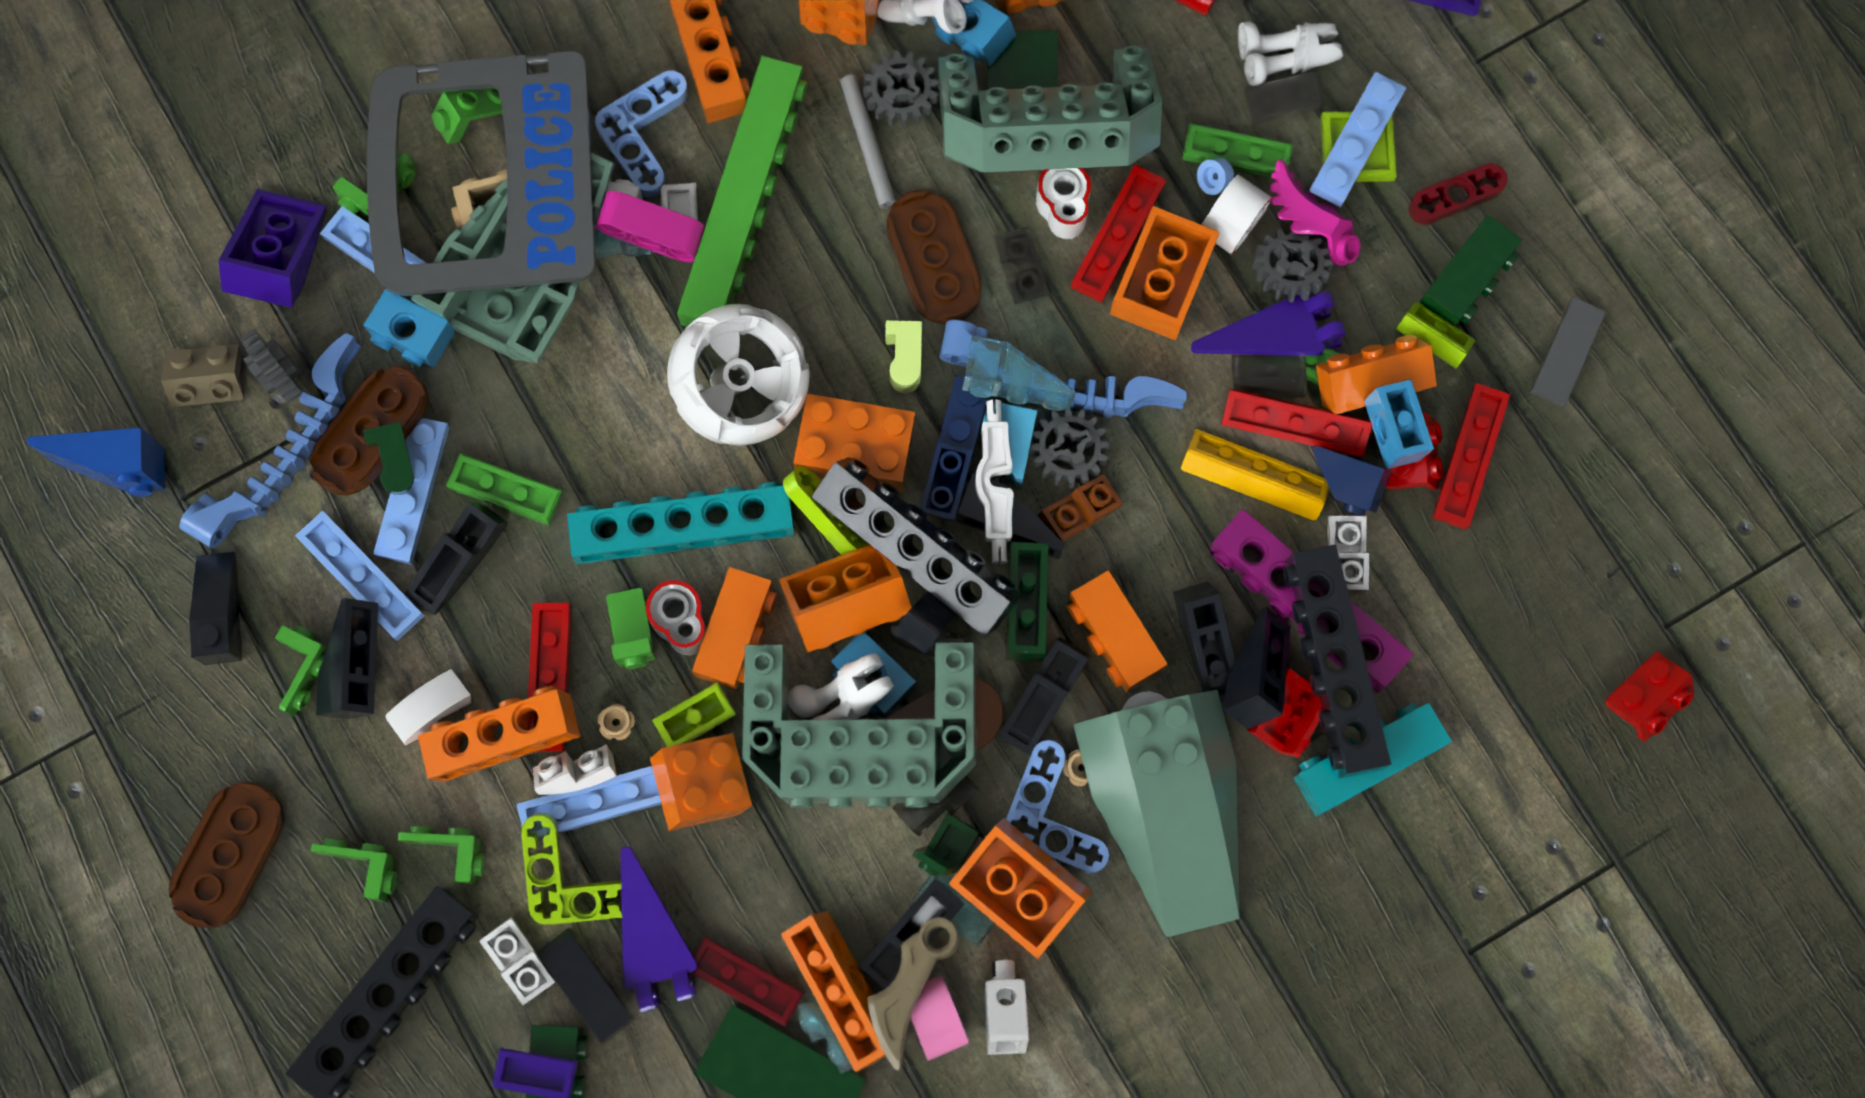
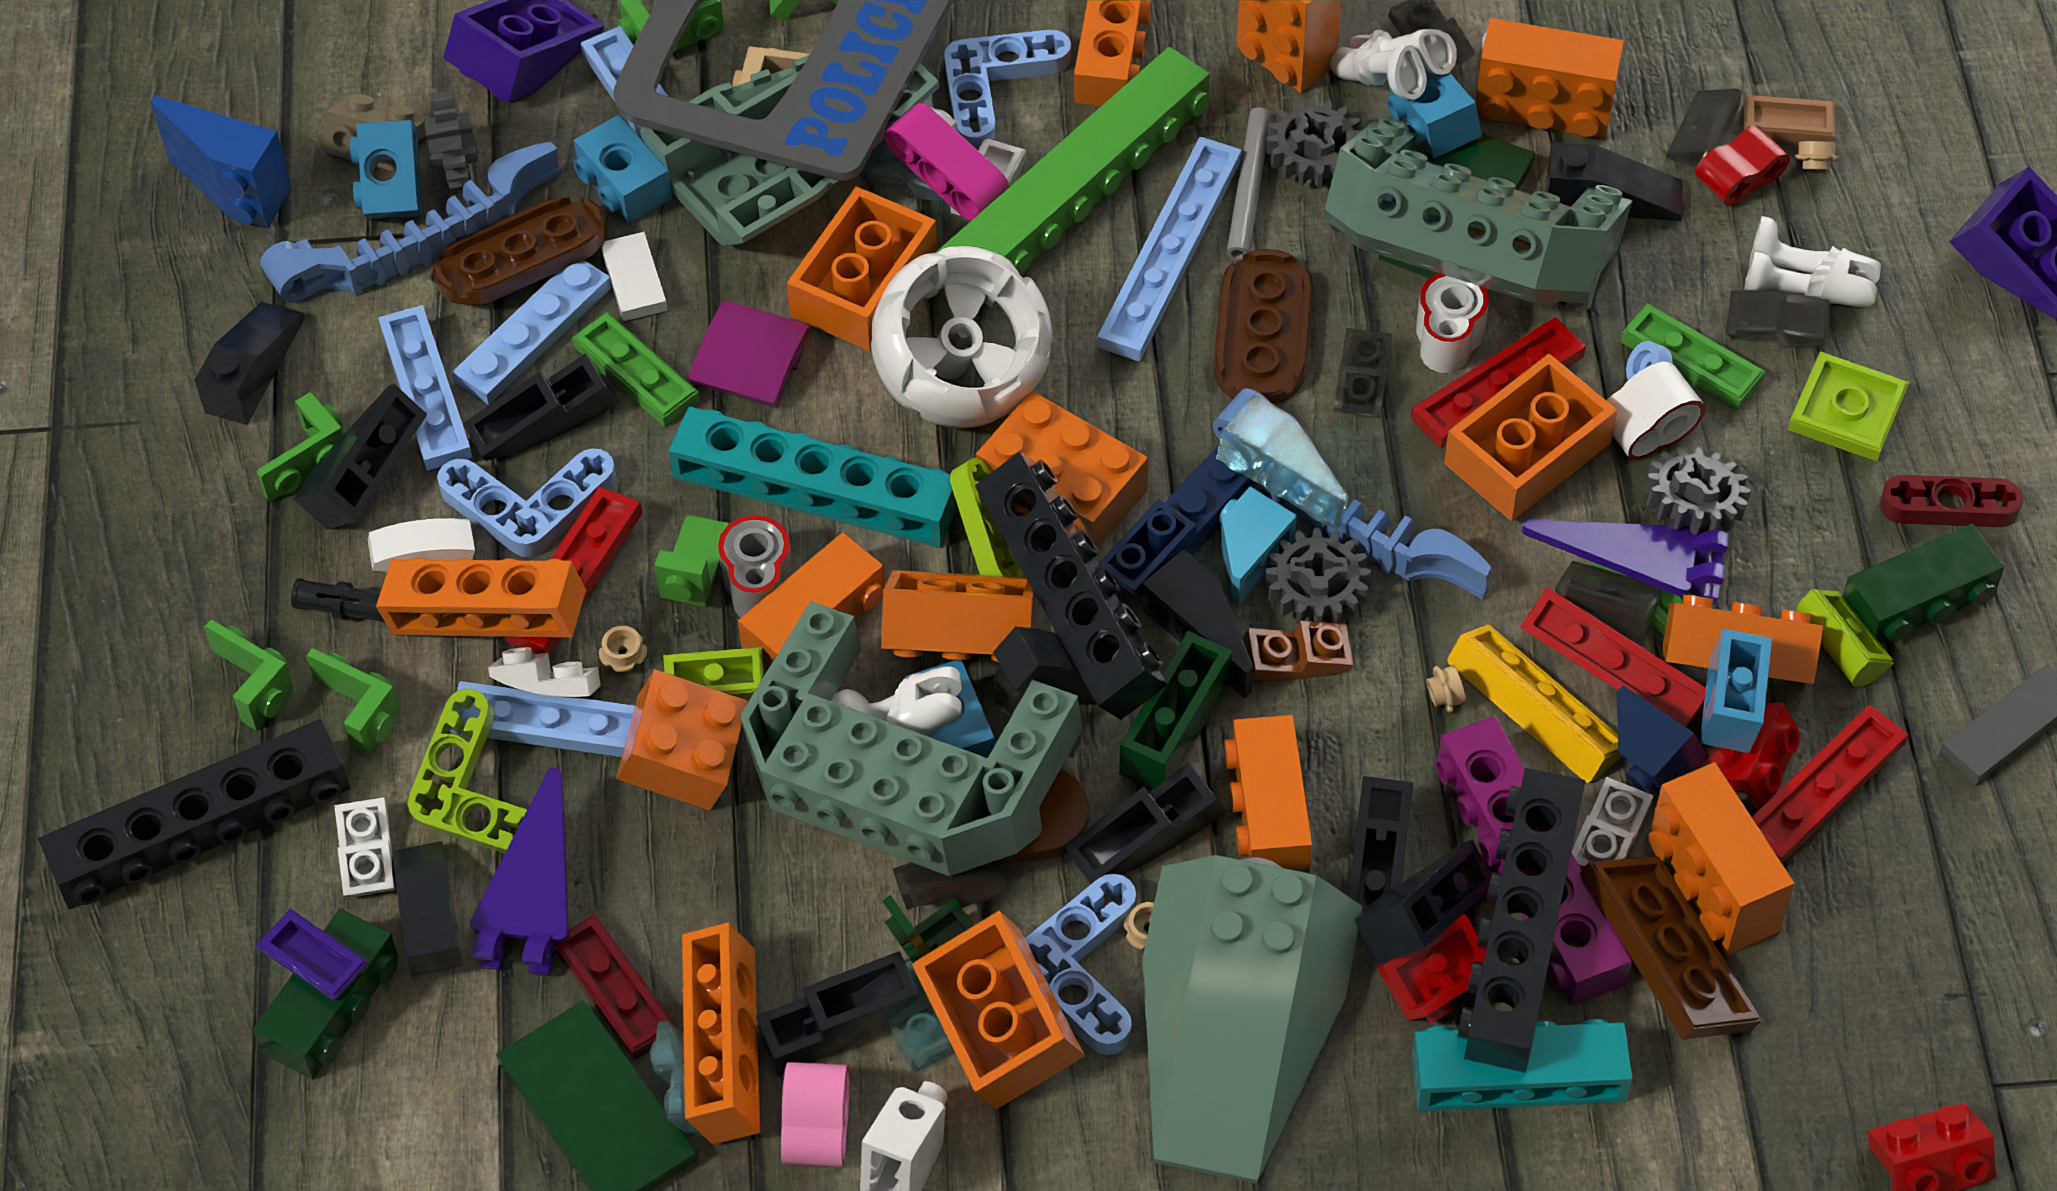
camera: 30 degrees right, 20 degrees down
(226, 855) = (111, 606): reddish brown tile -> none
(235, 389) = (401, 194): none -> dark azure brick
(392, 777) = (313, 597): none -> black pin
(397, 470) = (527, 285): dark green leg -> none
(463, 413) = (633, 276): none -> white tile
(494, 640) = (534, 512): none -> light blue beam
(581, 441) = (749, 353): none -> magenta slope
(631, 339) = (854, 262): none -> orange brick
(839, 222) = (1169, 249): none -> light blue plate
(893, 1006) = (768, 1062): dark tan piece -> none
(906, 367) = (1180, 401): yellowish green leg -> none
(996, 500) = (1195, 585): white piece -> none
(1096, 38) = (1581, 166): none -> black slope
(1193, 494) = (1446, 688): none -> tan plate
(1313, 217) = (1748, 448): dark pink plant -> none
(1357, 139) = (1847, 391): light blue plate -> none
(1429, 628) = (1670, 947): none -> reddish brown tile
(1436, 551) = (1720, 859): none -> orange brick

